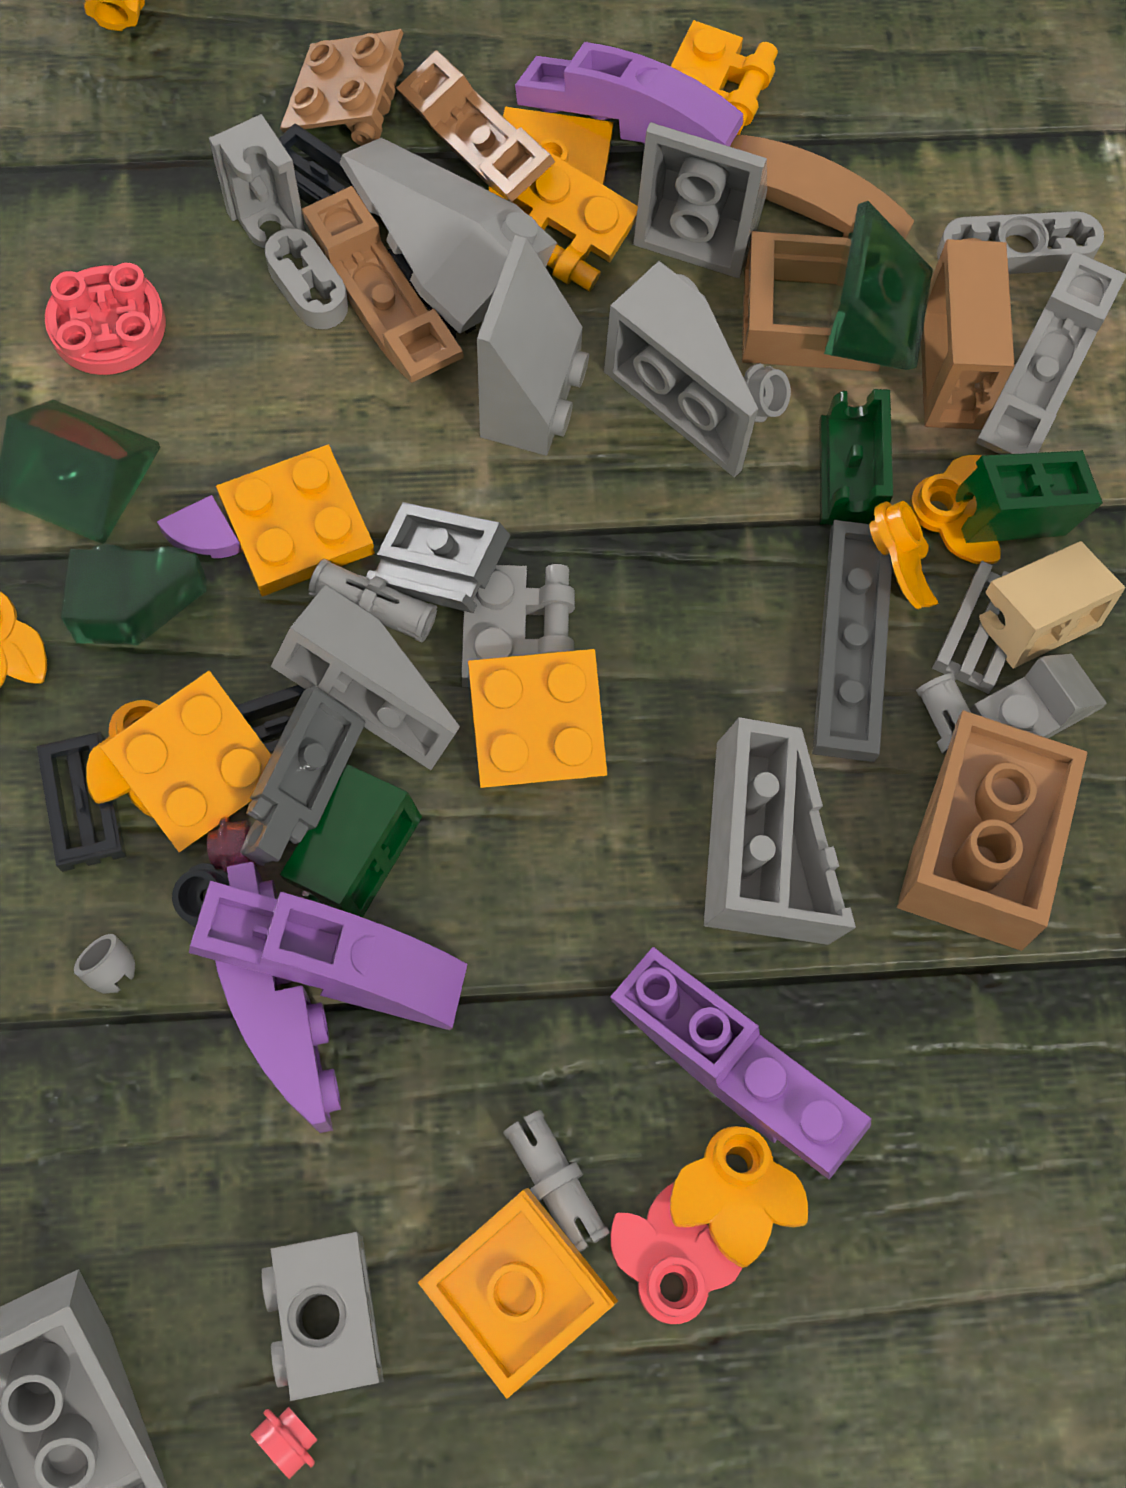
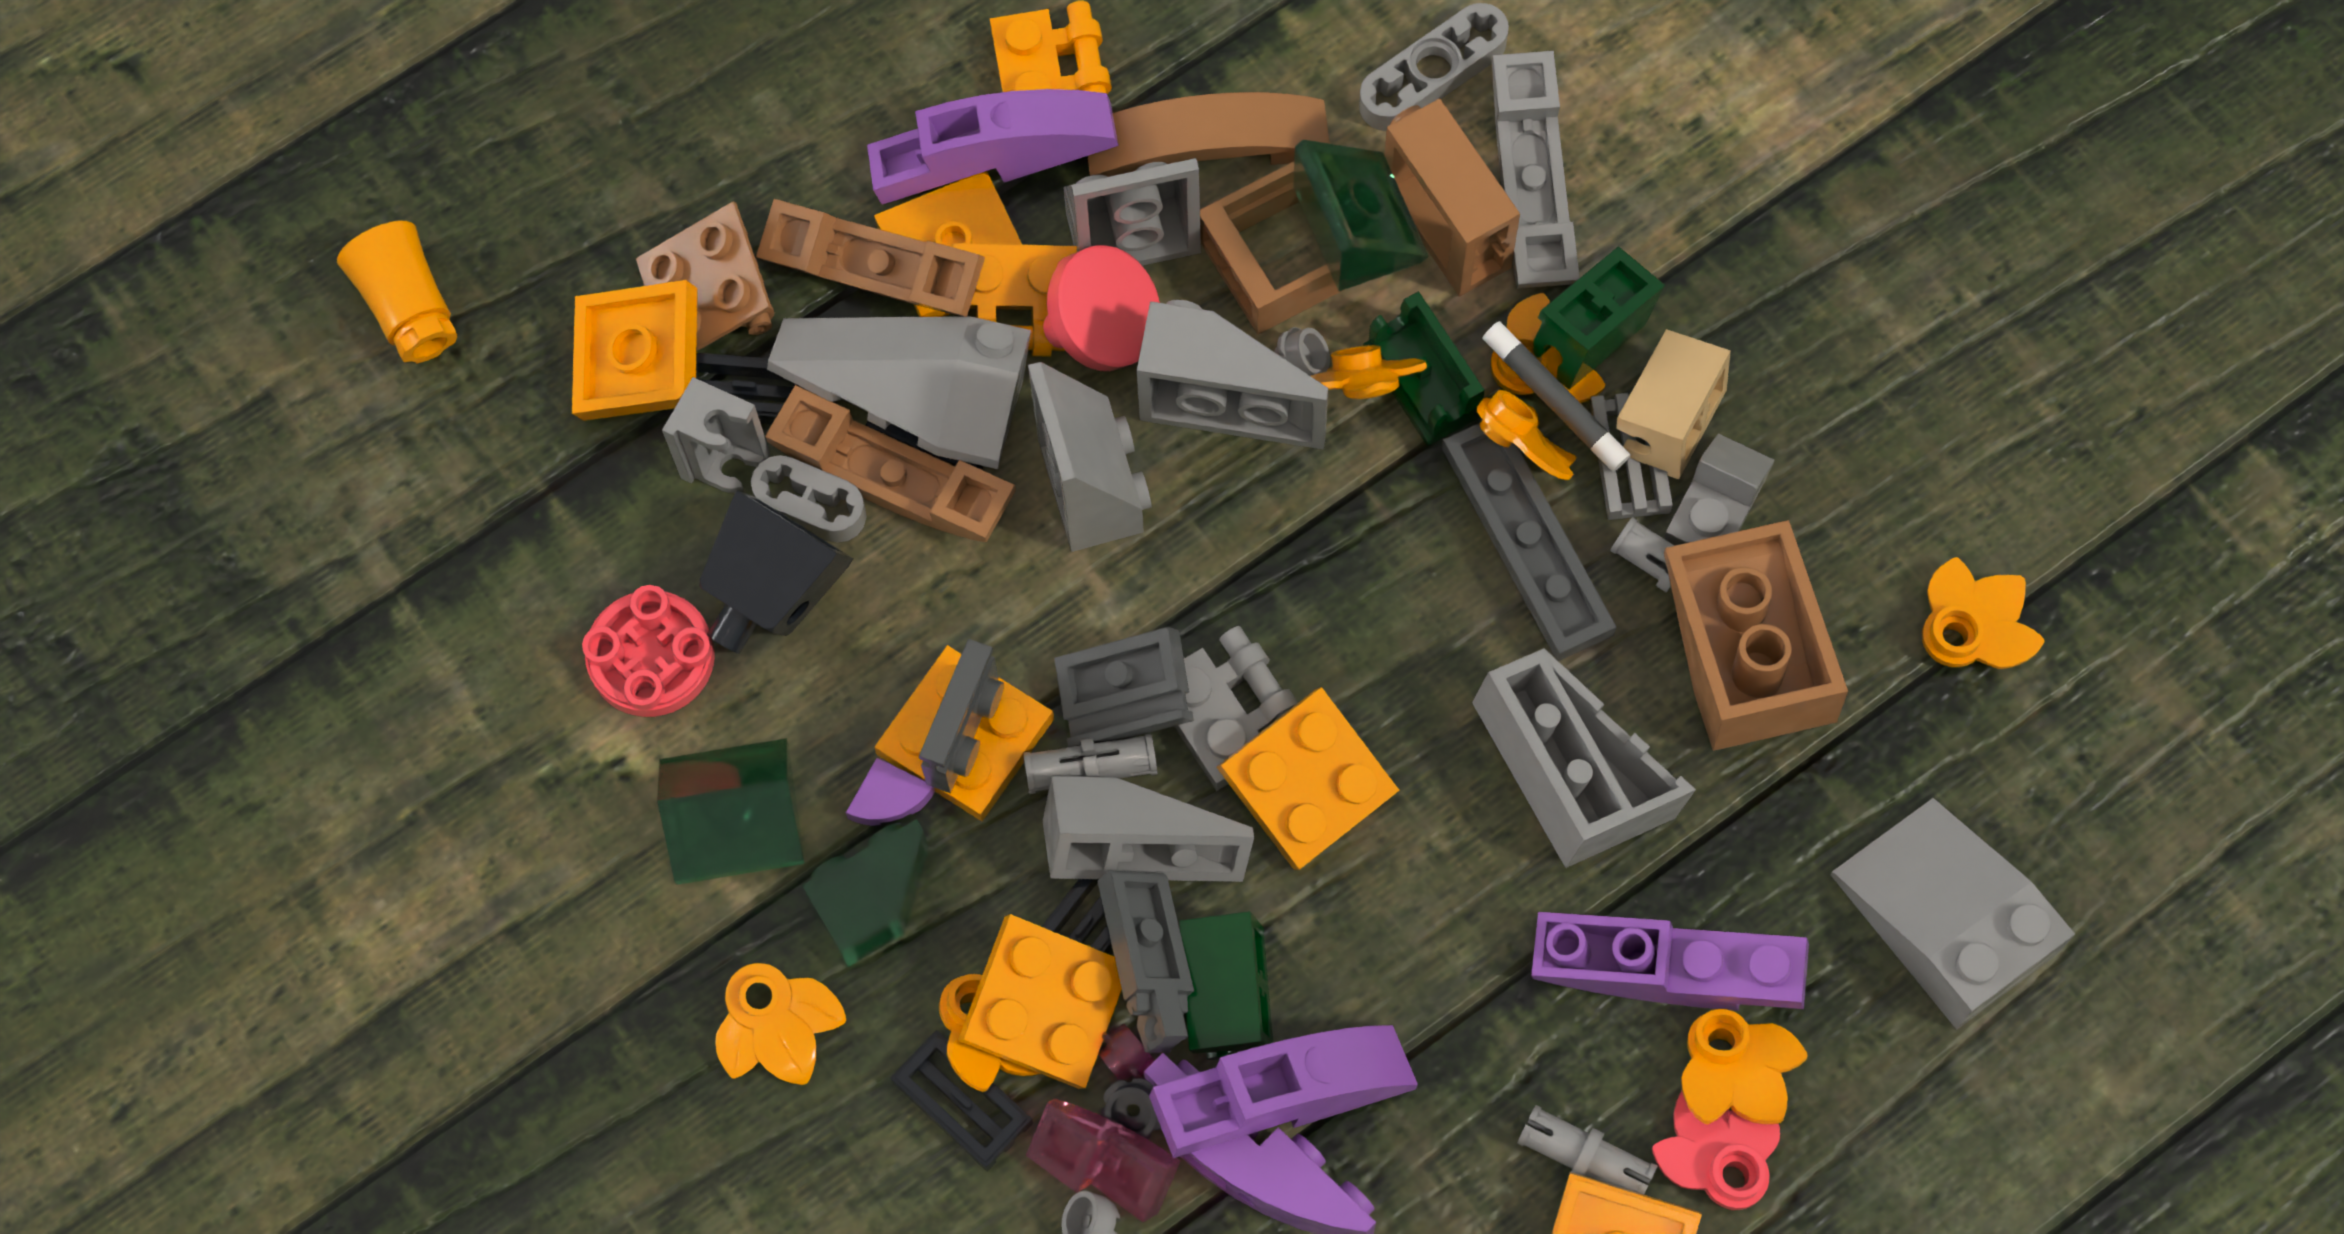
camera: 25 degrees left, 0 degrees up
(145, 905) = (1096, 1151): none -> clear pink slope
(228, 304) = (766, 572): none -> black torso
(251, 82) = (633, 349): none -> light orange plate
(283, 491) = (969, 697): none -> dark grey plate
(618, 250) = (1099, 307): none -> coral tile
(803, 428) = (1364, 373): none -> light orange plate
(951, 540) = (1556, 396): none -> dark grey bar
(1023, 1180) = (1952, 910): none -> light grey slope

